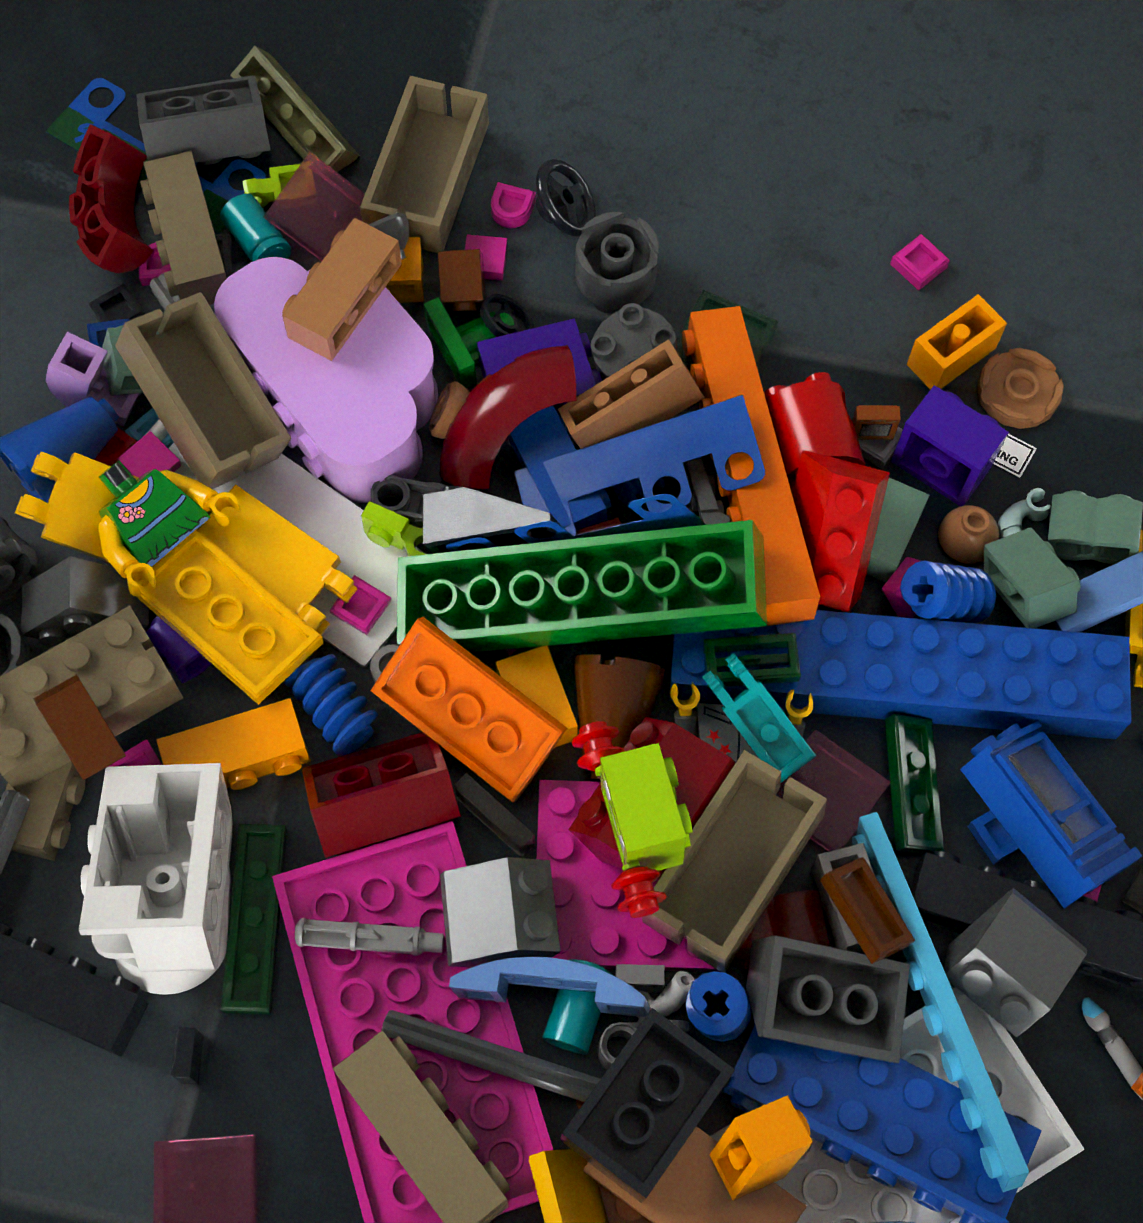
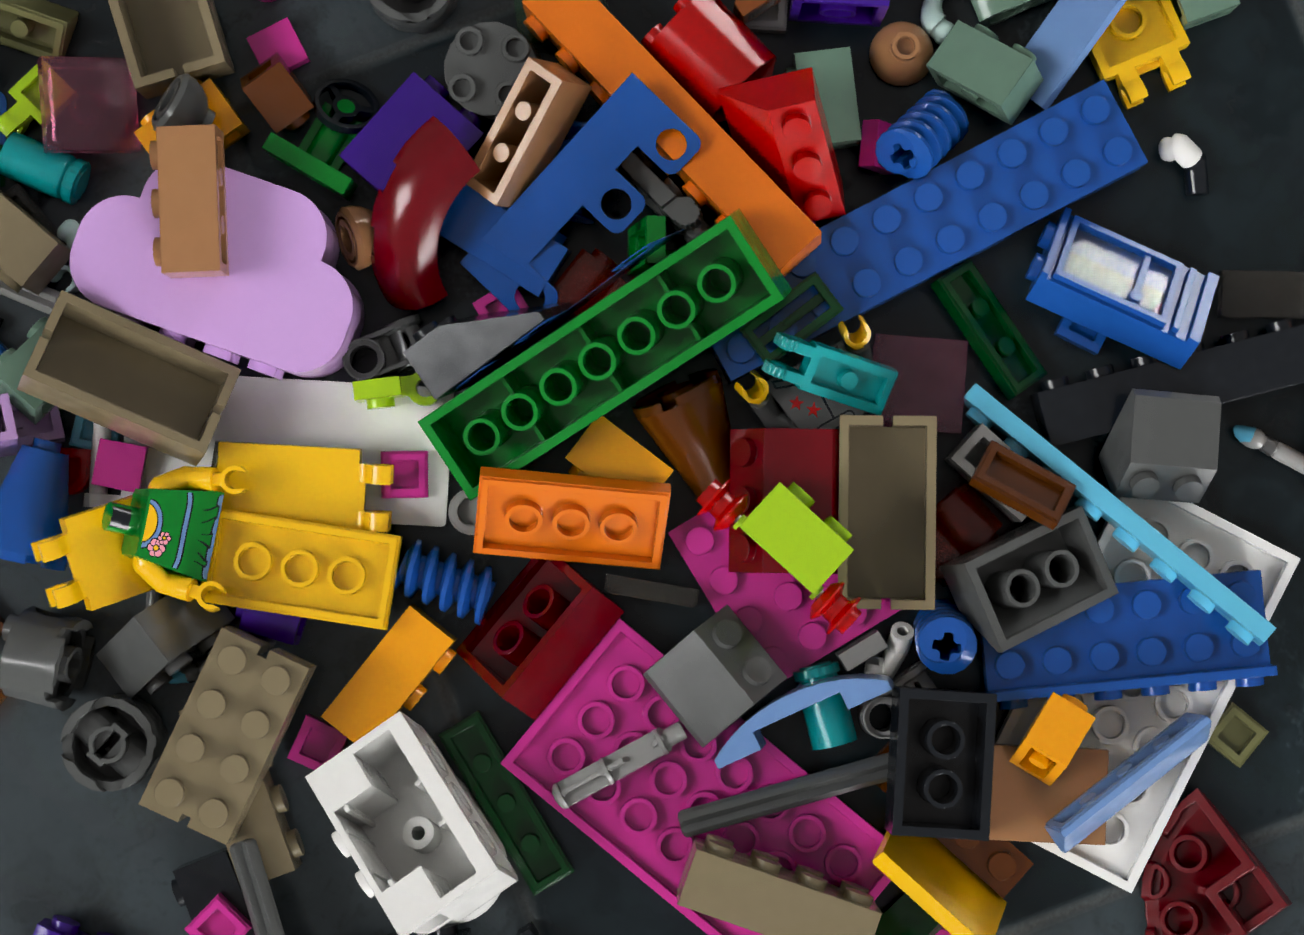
camera: 30 degrees left, 20 degrees up
(79, 727) = (263, 764): reddish brown tile -> none

